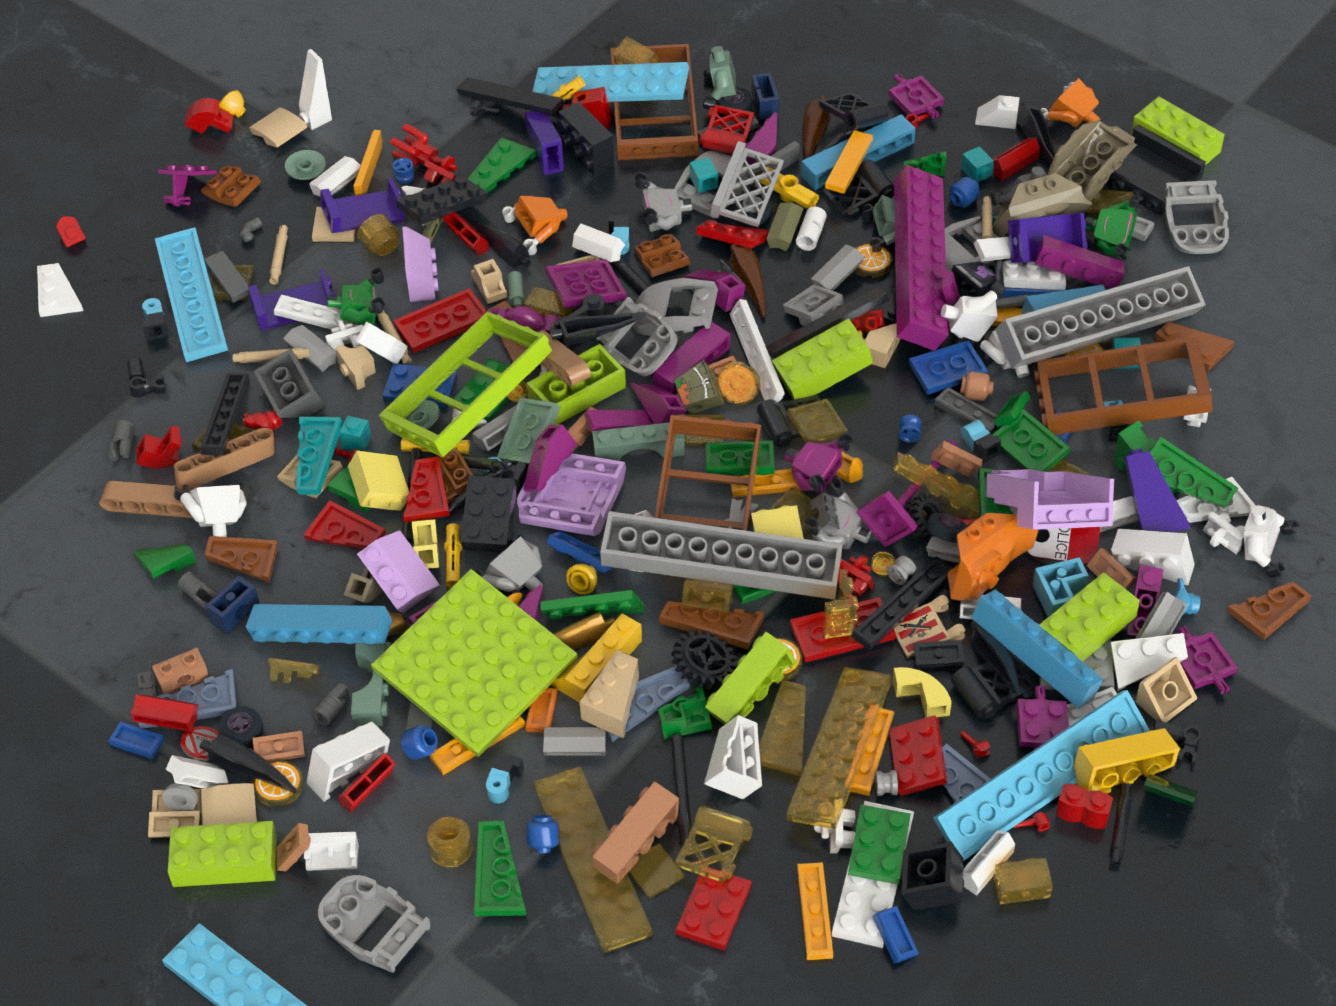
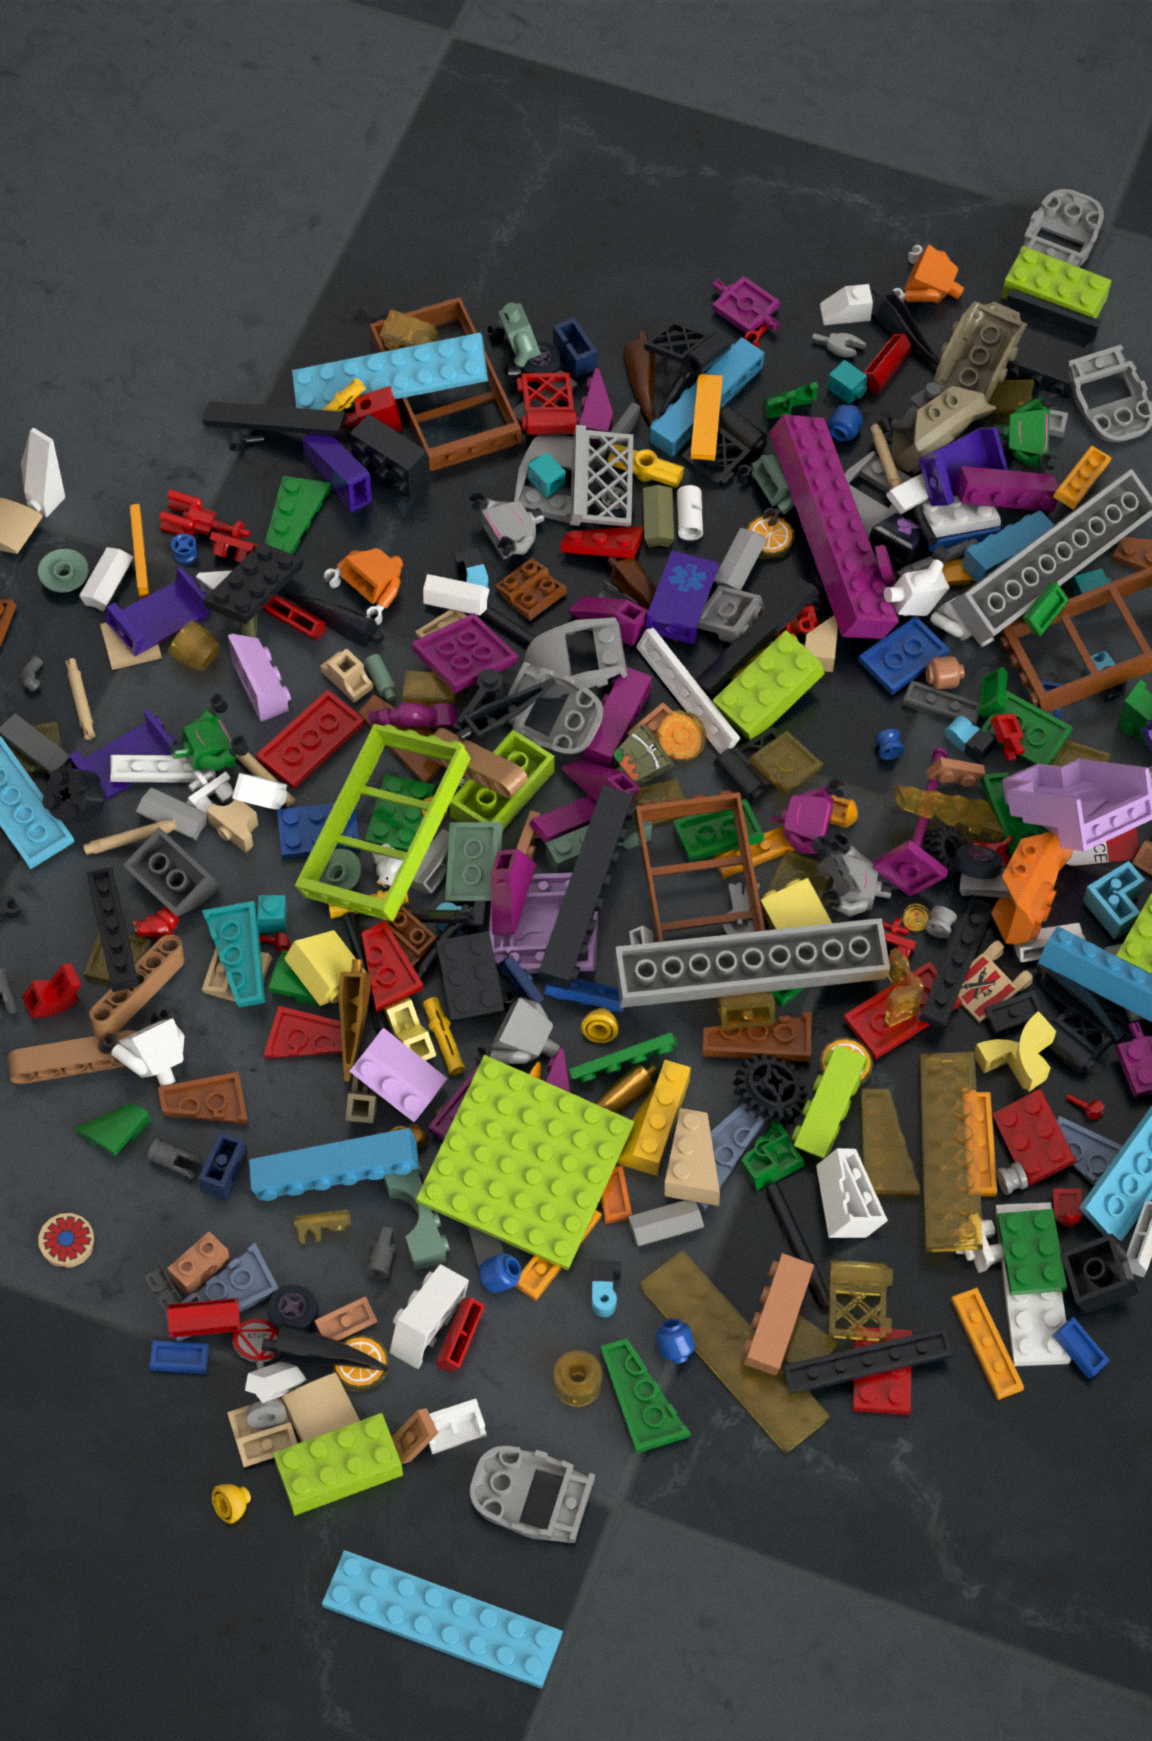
camera: 20 degrees left, 10 degrees up
(88, 630) = (66, 1240): none -> tile
(124, 859) = (230, 1501): none -> yellow brick
(238, 313) = (74, 795): none -> black brick
(385, 510) = (353, 1006): none -> pearl gold piece
(530, 526) = (520, 979): none -> dark blue plate
(607, 469) = (585, 888): none -> black brick
(700, 893) = (867, 1361): none -> black tile
(777, 282) = (681, 596): none -> dark purple panel
(923, 820) = (1067, 1206): none -> red plate
(941, 674) = (1034, 1038): none -> light yellow brick
(984, 138) = (838, 343): none -> light grey hand
(1013, 438) = (1008, 731): none -> red plate
(1076, 351) = (1045, 608): none -> green tile
(1148, 267) = (1082, 477): none -> light orange tile
(1206, 86) = (1067, 216): none -> light grey slope

